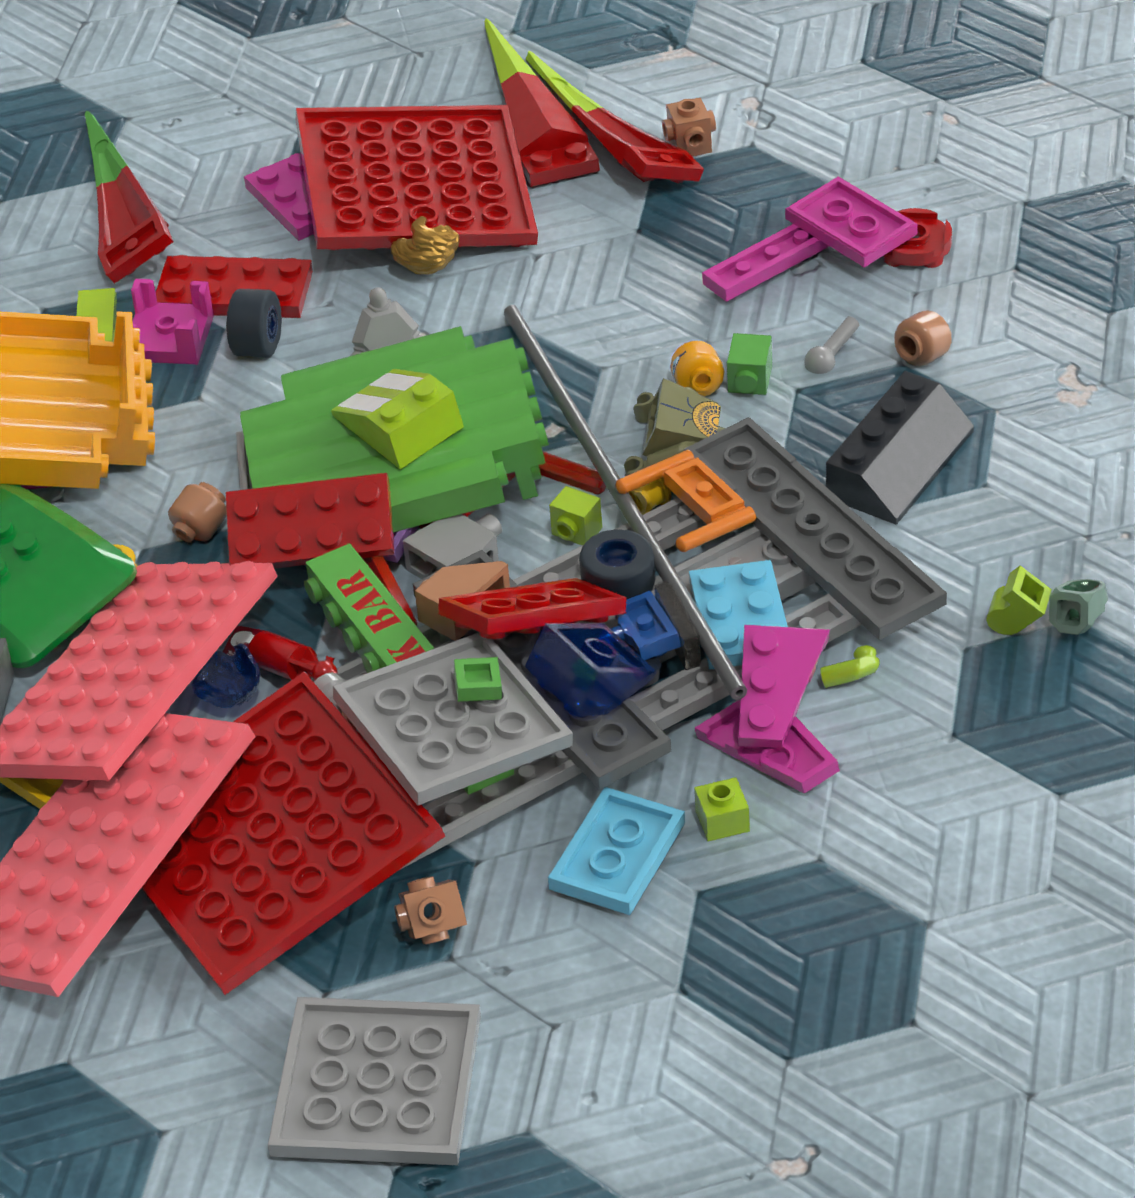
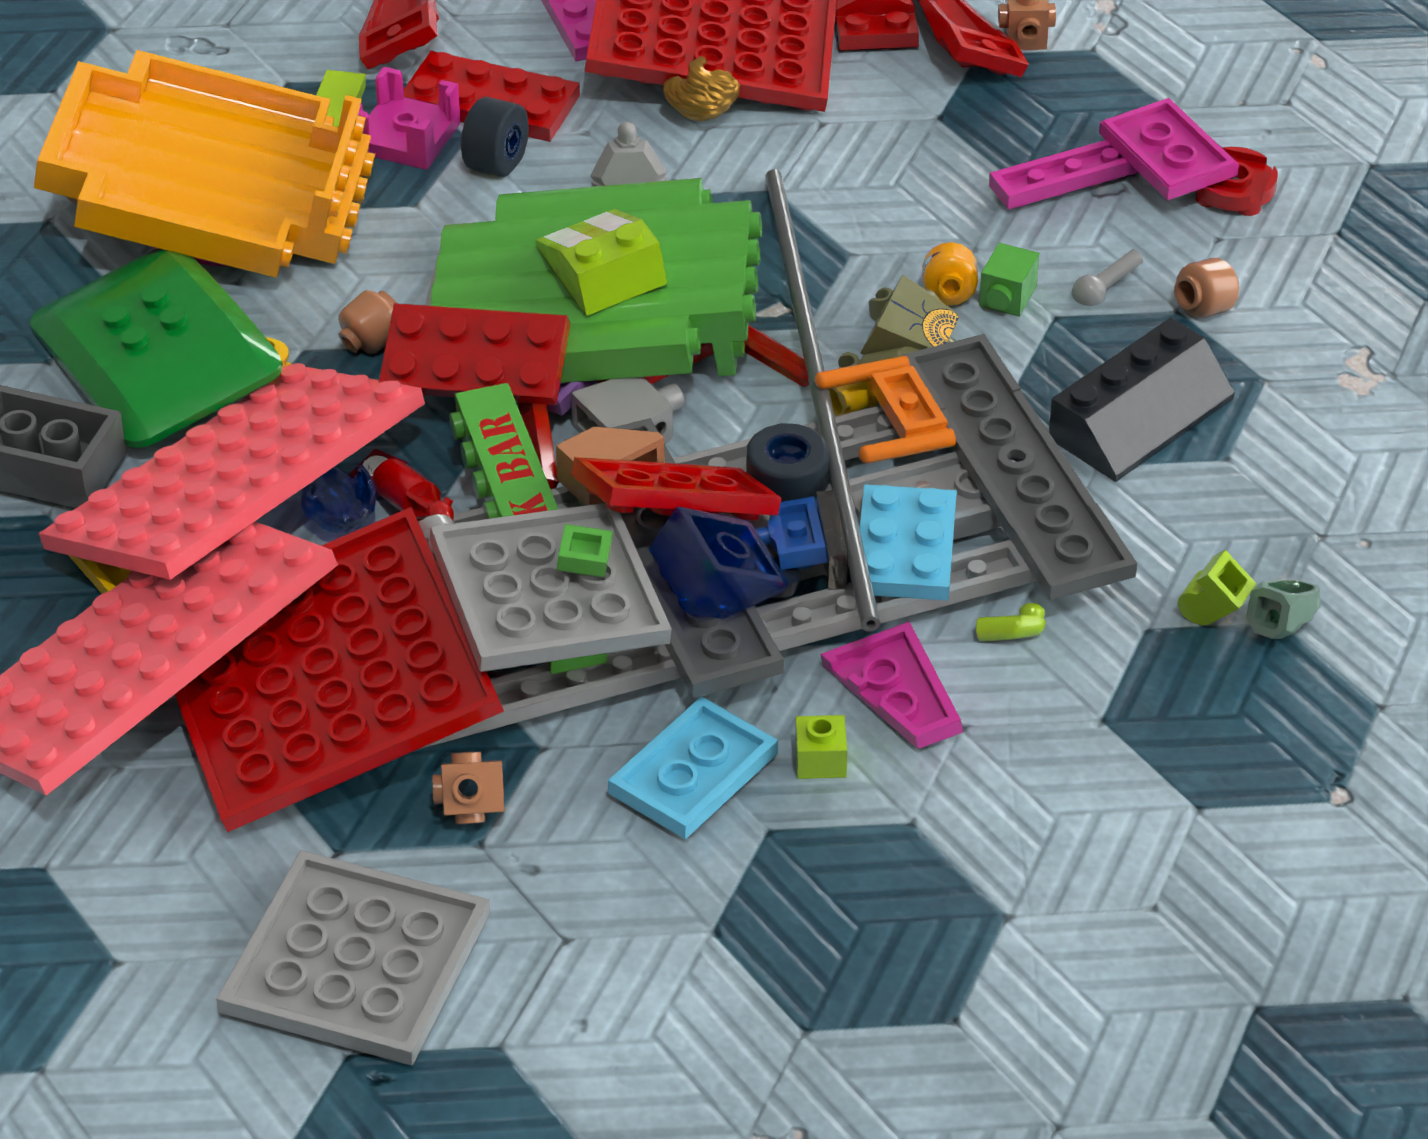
camera: 10 degrees right, 0 degrees up
(575, 515) = (766, 401): lime plate -> none
(776, 674) = (915, 619): dark pink wing -> none

